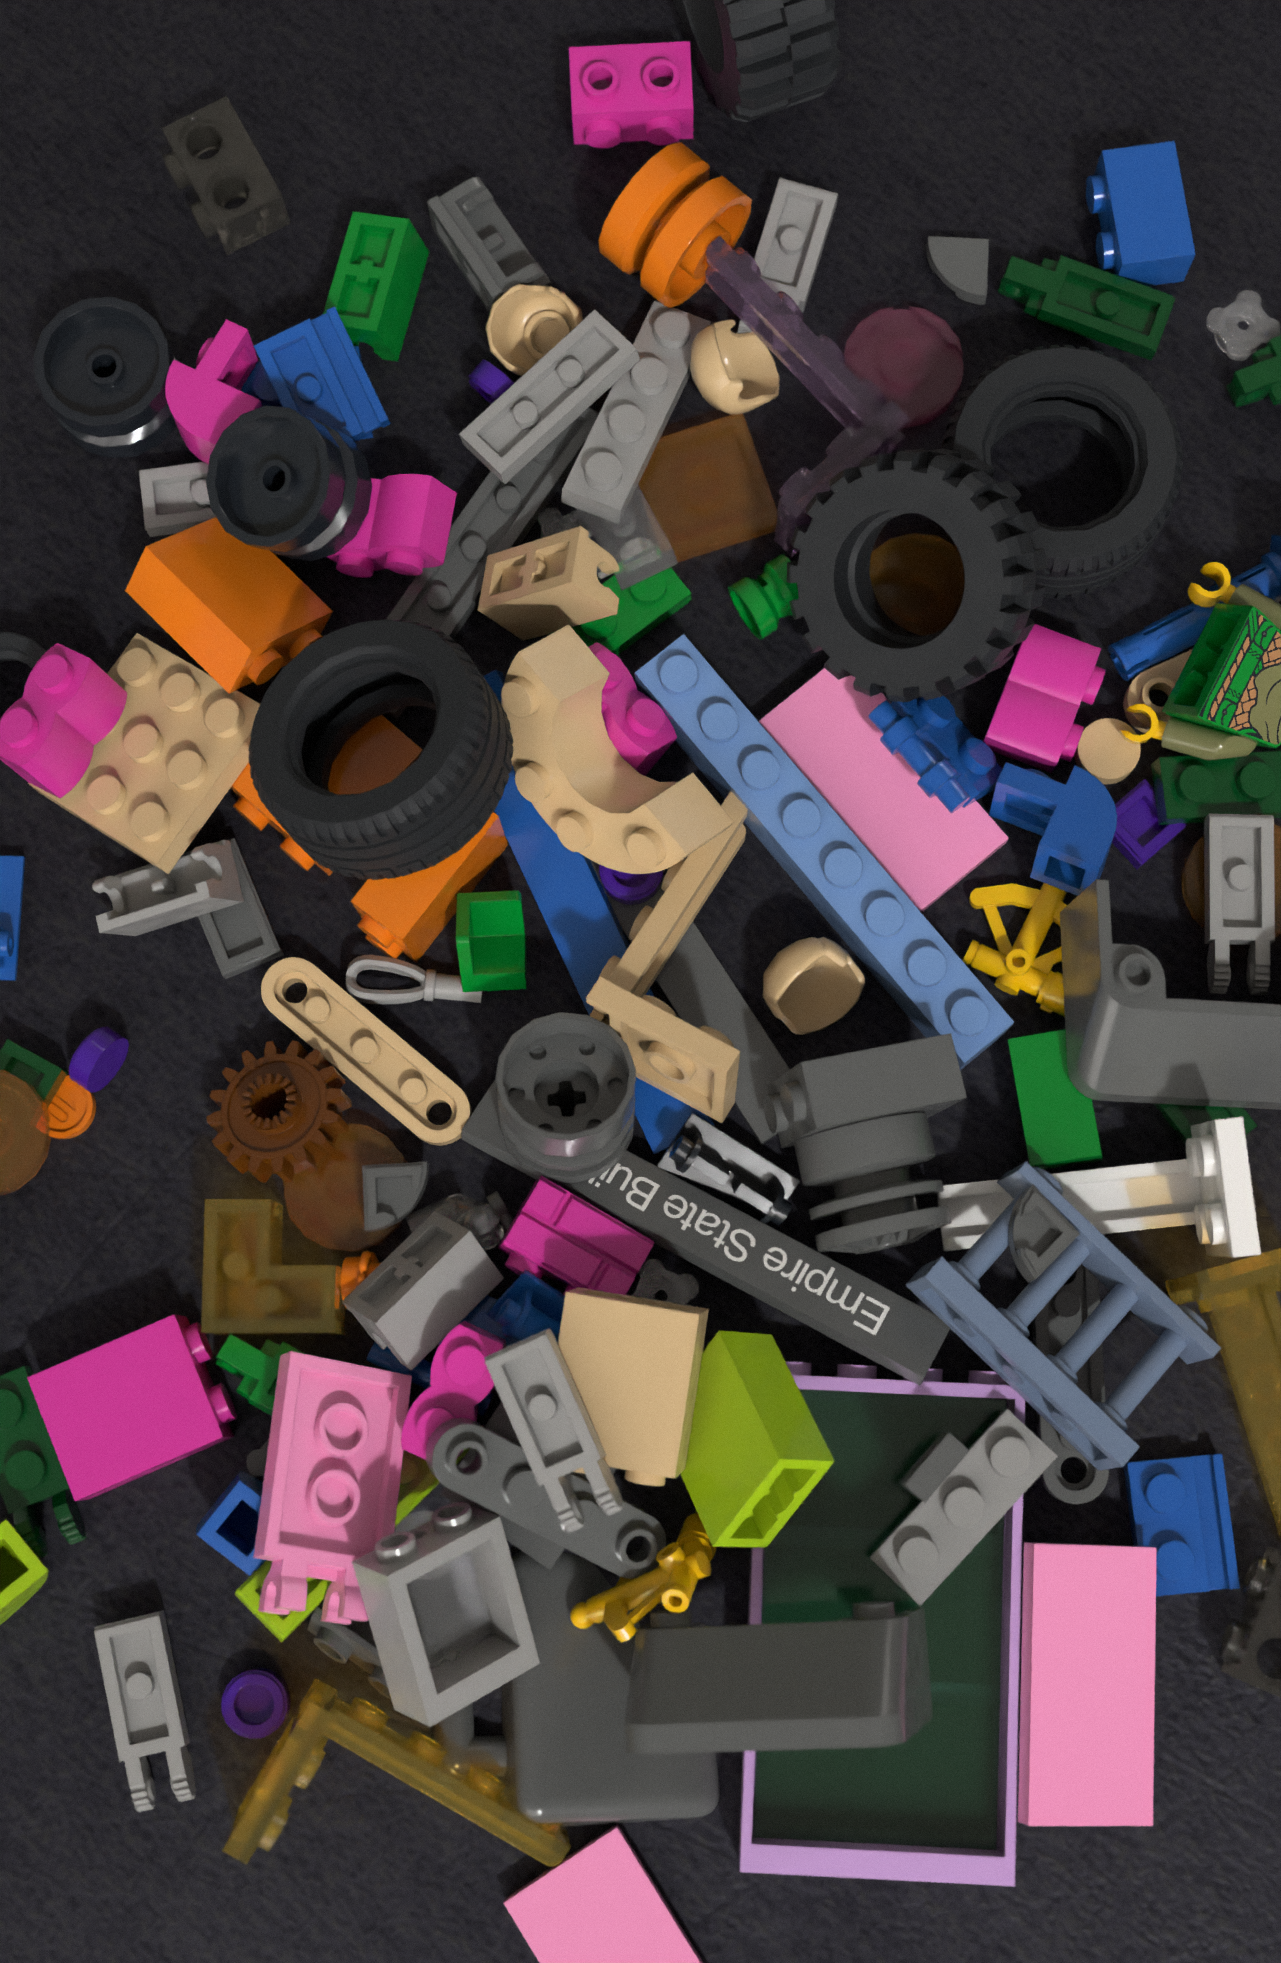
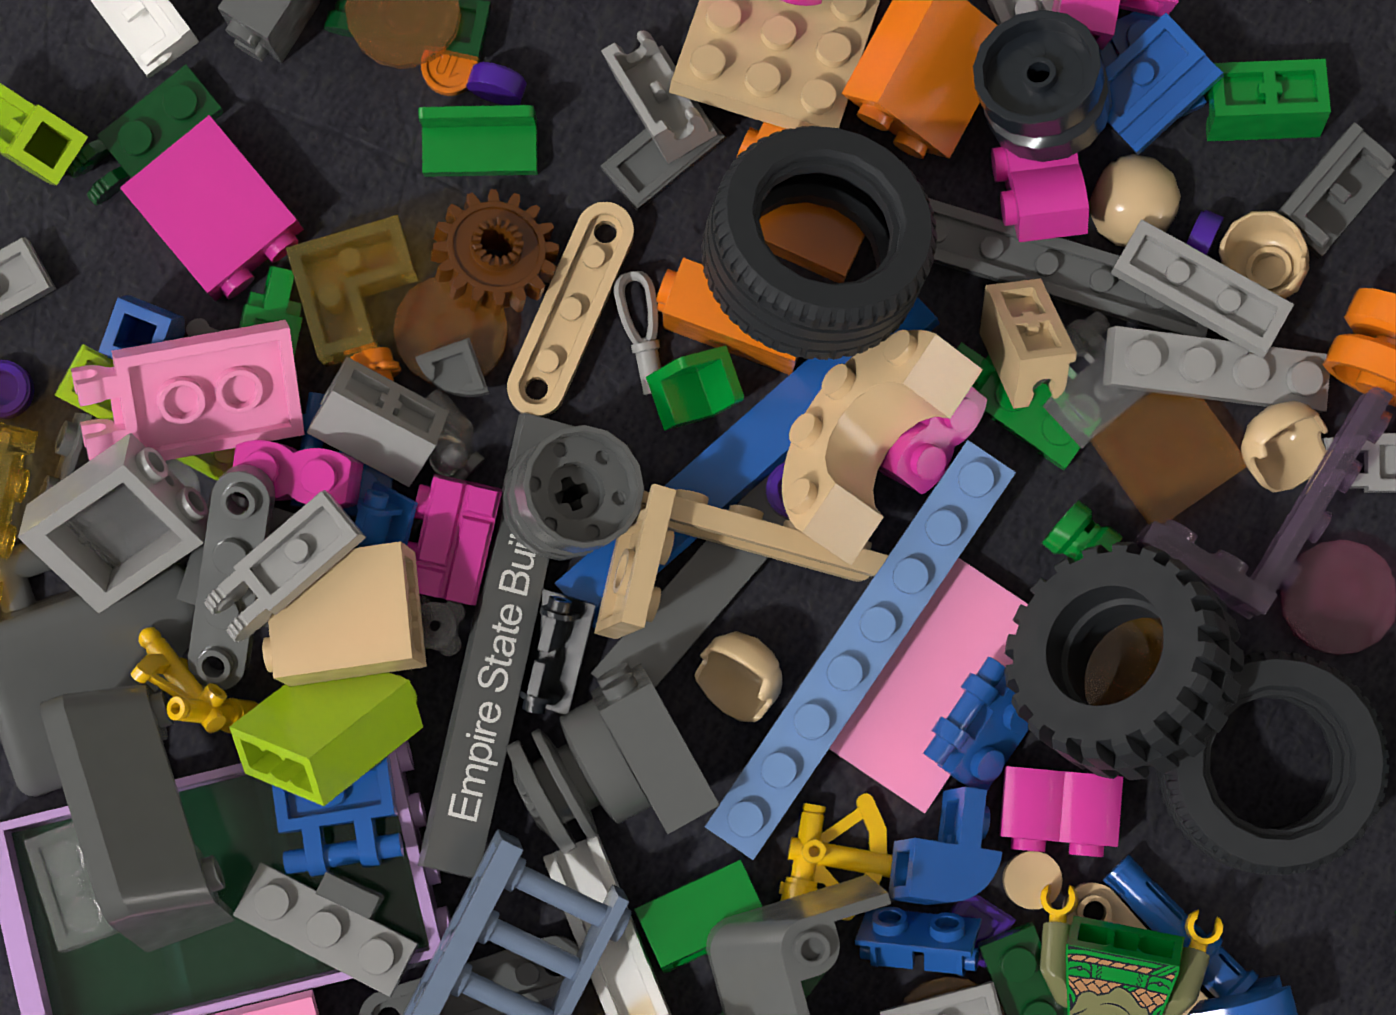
camera: 70 degrees right, 5 degrees up
(152, 1096) = (479, 140): none -> green panel
(429, 443) = (1132, 191): none -> tan hair
(835, 1784) = (66, 889): none -> clear plate
(838, 1423) = (360, 804): none -> blue plate
(1037, 1233) = (570, 927): dark grey tile -> none
(1148, 853) = (894, 935): none -> blue hinge

